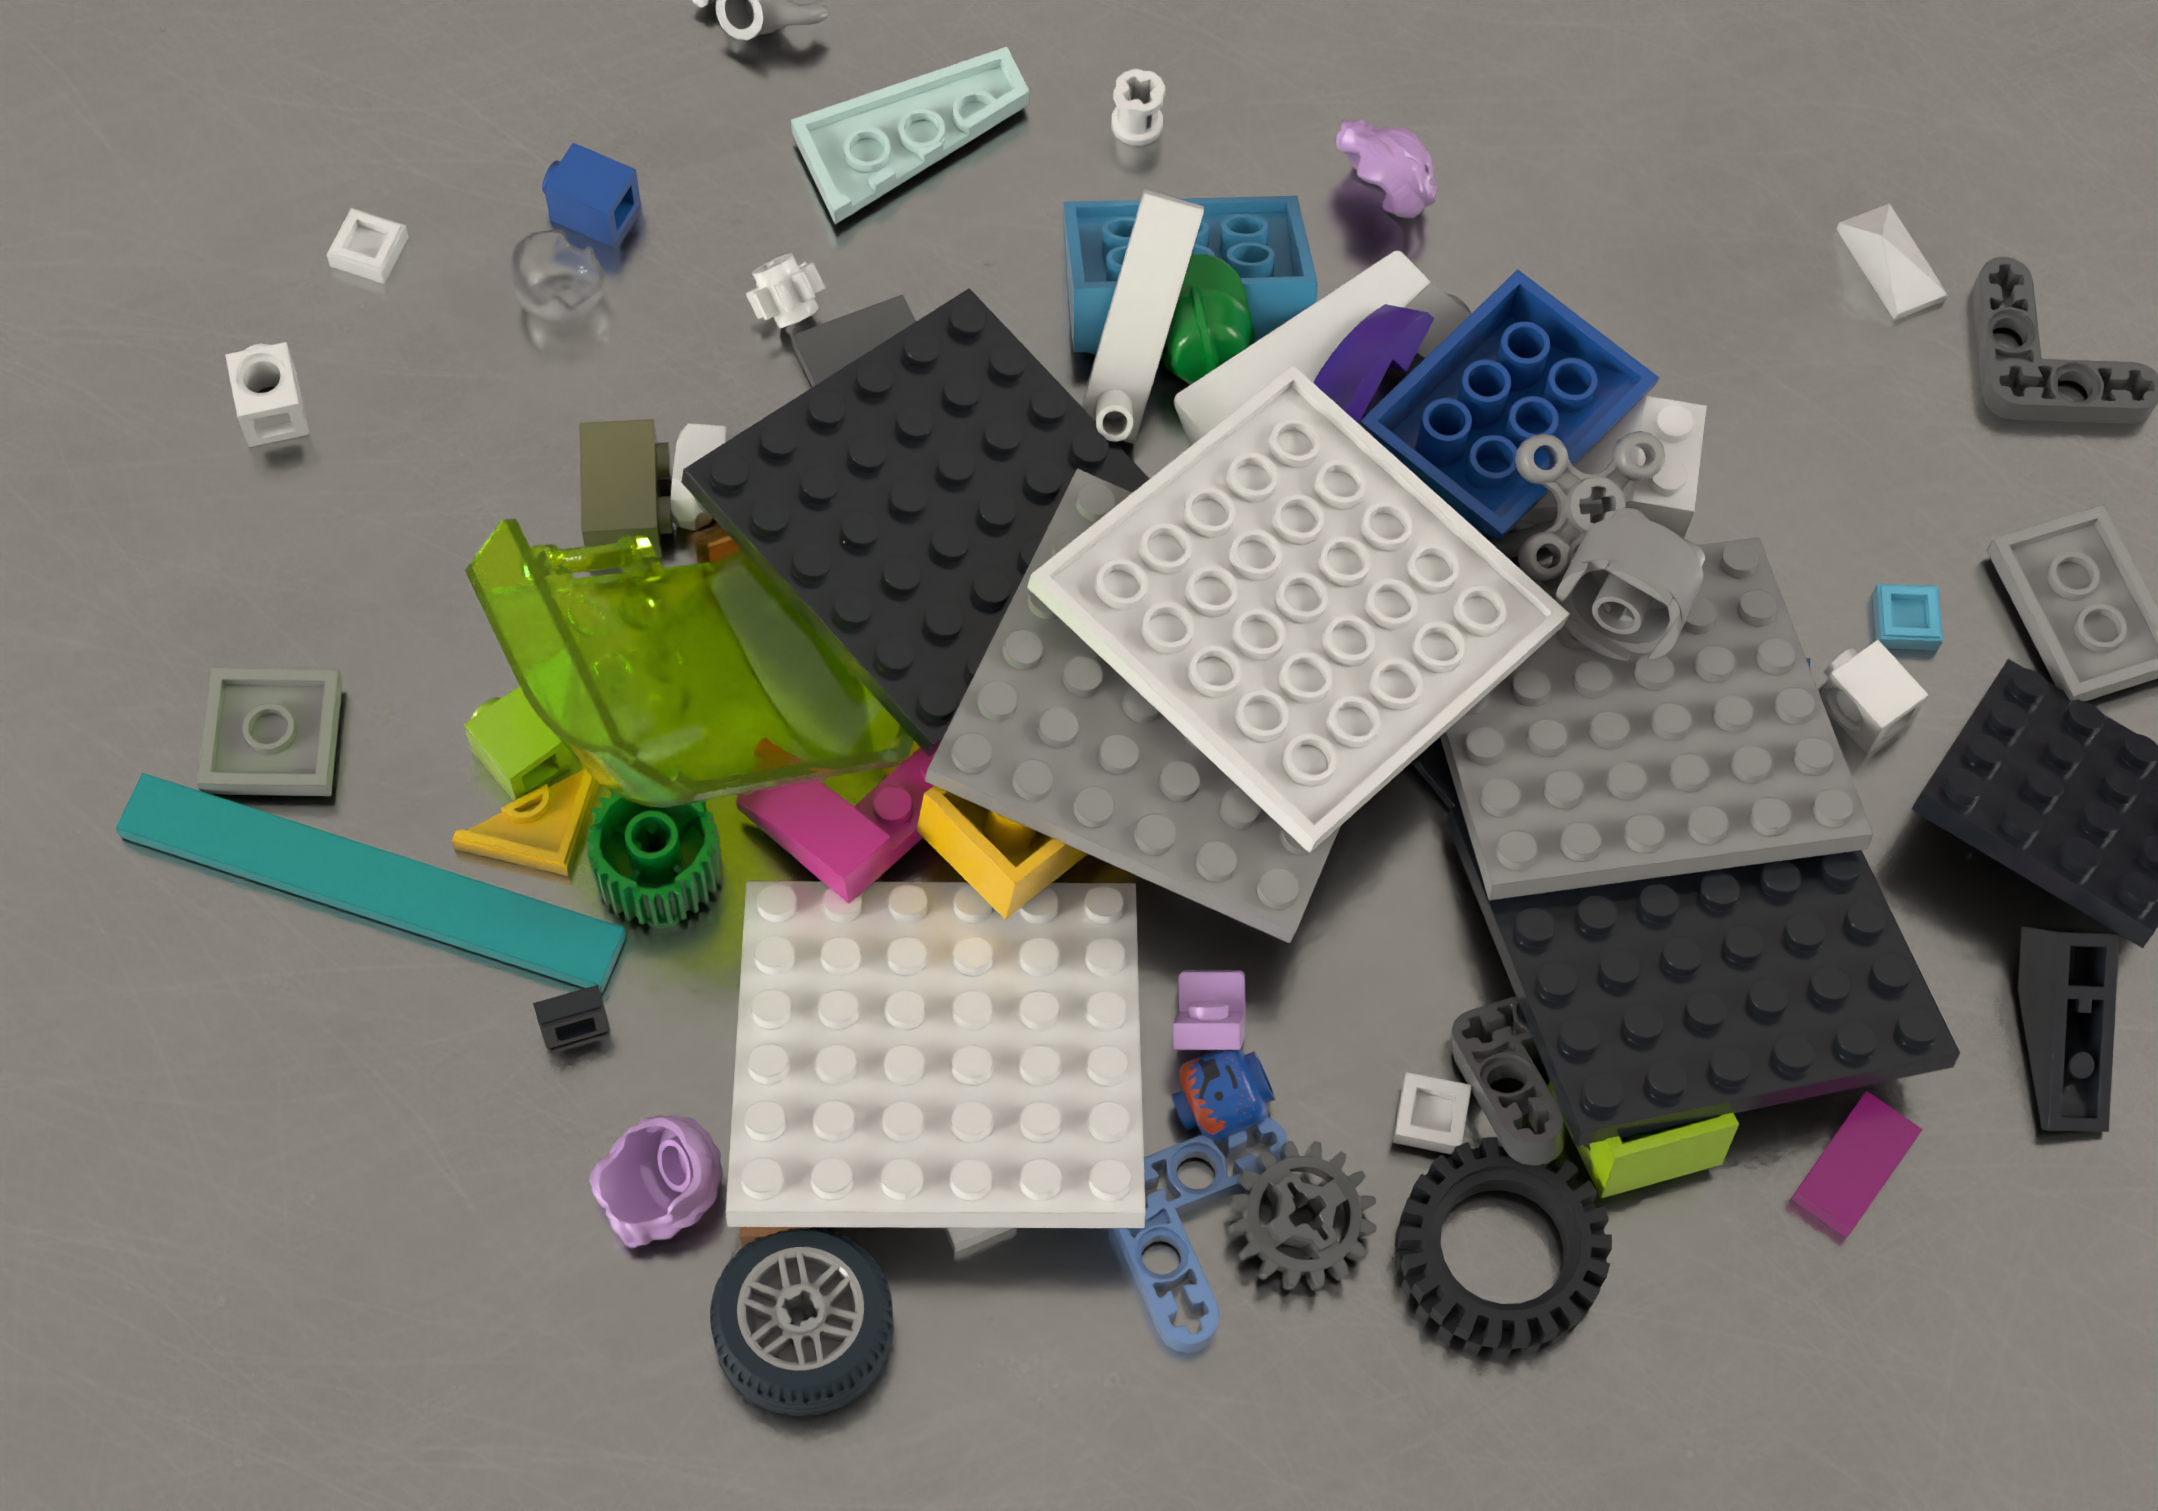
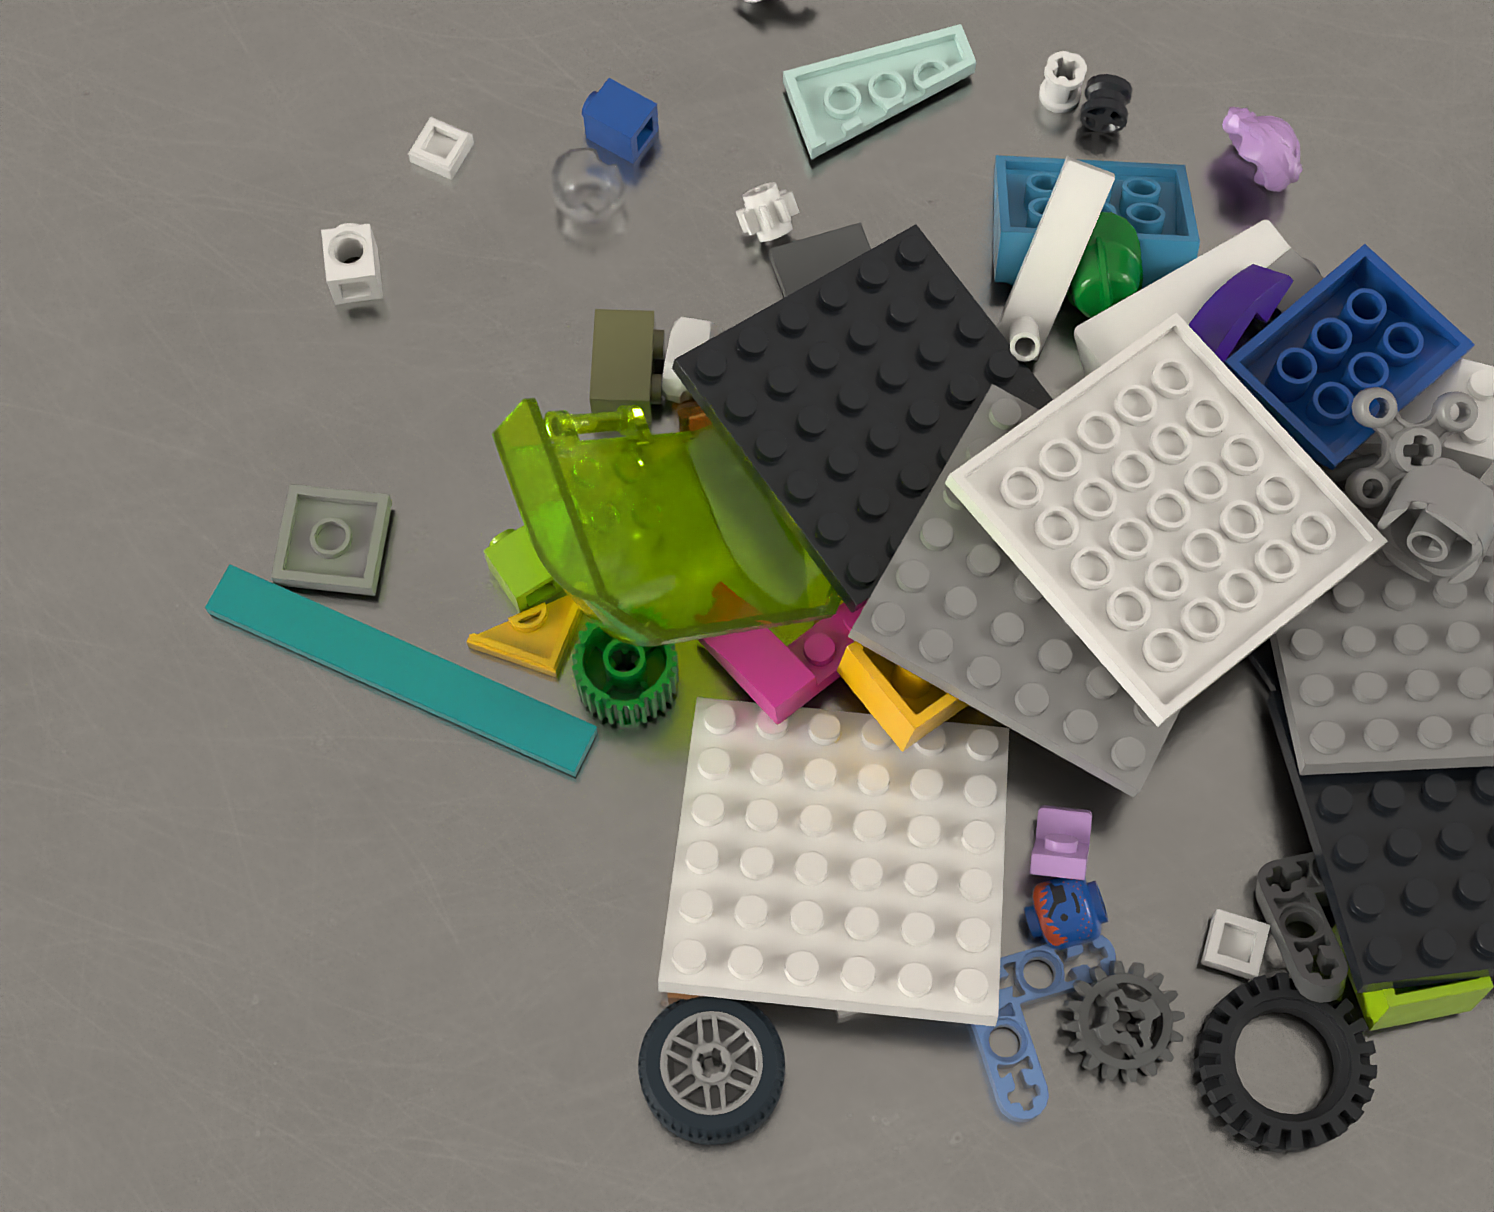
camera: 10 degrees right, 5 degrees up
(571, 1016) = (549, 796): black tile -> none
(657, 1178) = (606, 938): lavender hair -> none
(1193, 129) = (1106, 103): none -> black wheel

